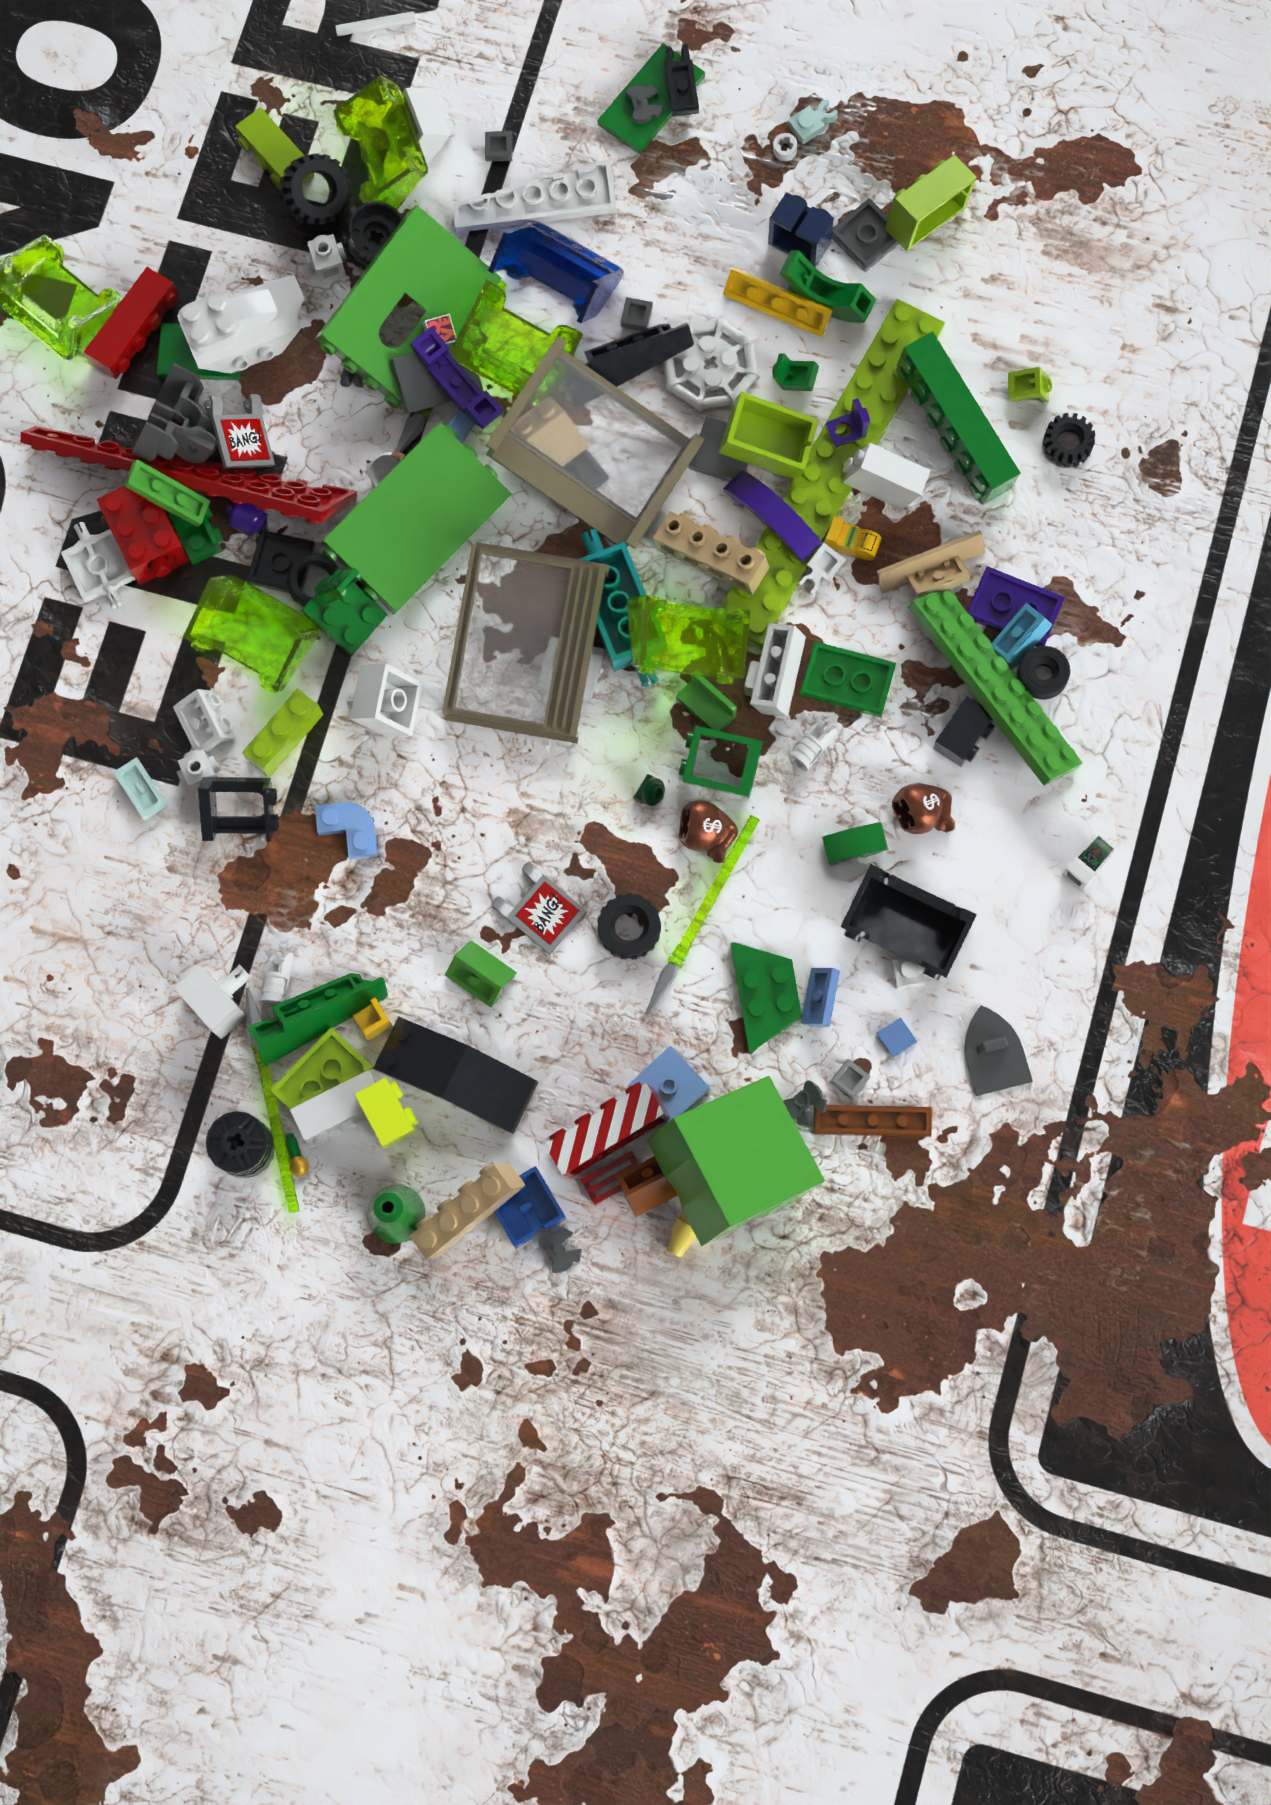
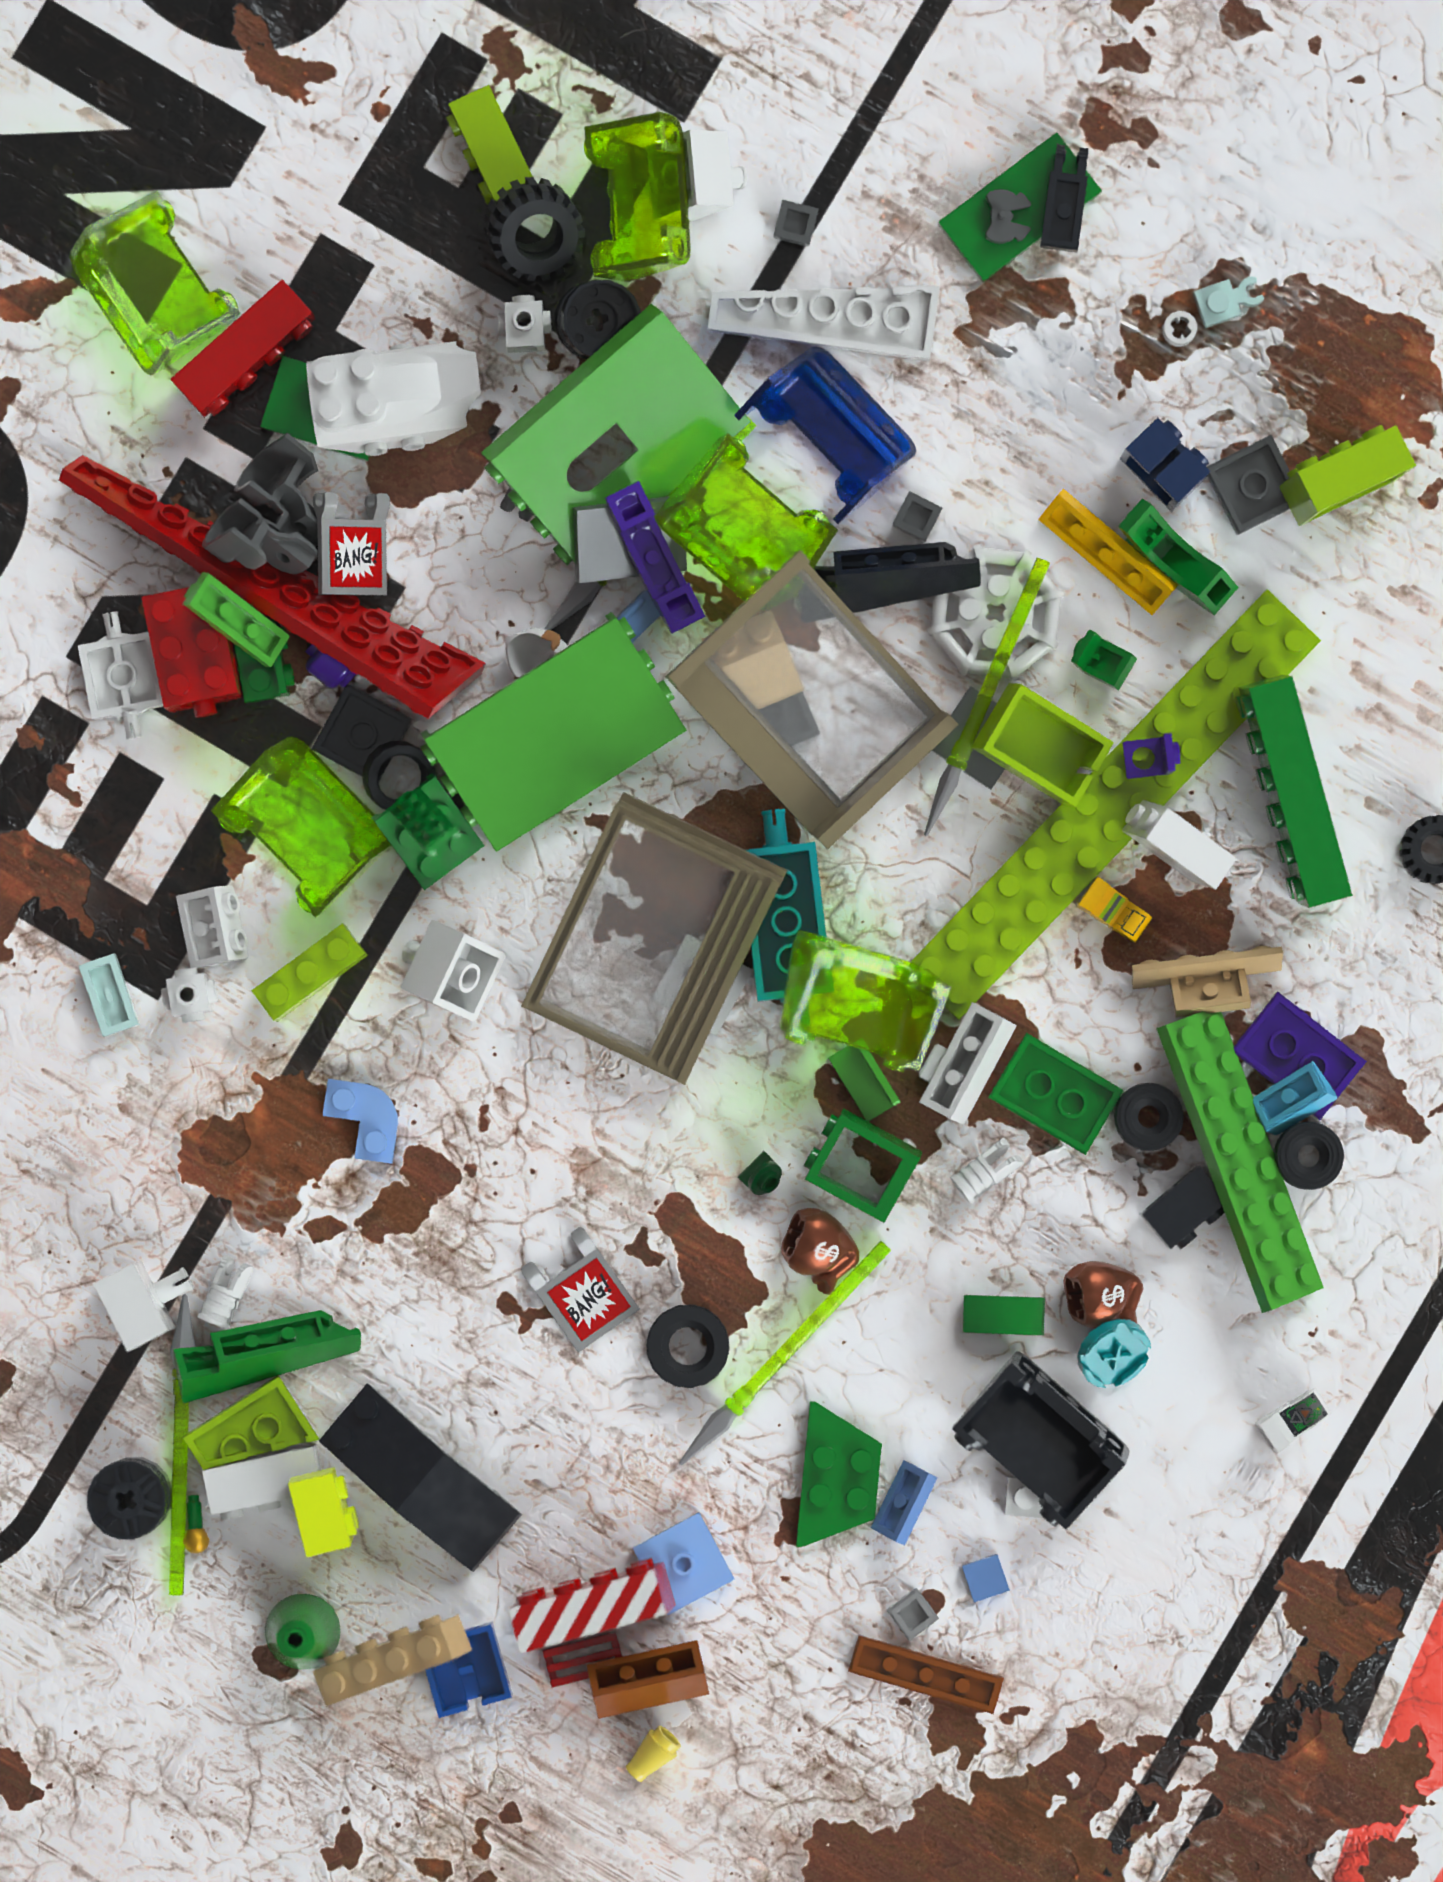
camera: 10 degrees right, 10 degrees up
(213, 824) = (192, 1067): black panel -> none
(373, 1020) = (333, 1379): yellow panel -> none
(443, 326) = (652, 477): tile -> none
(480, 973) = (485, 1354): bright green panel -> none
(560, 1259) = (492, 1743): dark grey piece -> none
(711, 552) = (925, 881): tan brick -> none
(712, 456) = (962, 748): none -> clear neon green piece
(735, 1160) = (739, 1693): bright green tile -> none
(774, 513) = (1018, 850): dark purple slope -> none
(809, 1095) = (836, 1631): dark grey piece -> none
(823, 565) = (1066, 933): white plate -> none
(923, 660) = (1169, 1122): none -> black tyre
(943, 846) = (1113, 1353): none -> teal tile
(994, 1054) = (1102, 1630): dark grey shield -> none
(1029, 384) = (1405, 759): lime bracket -> none

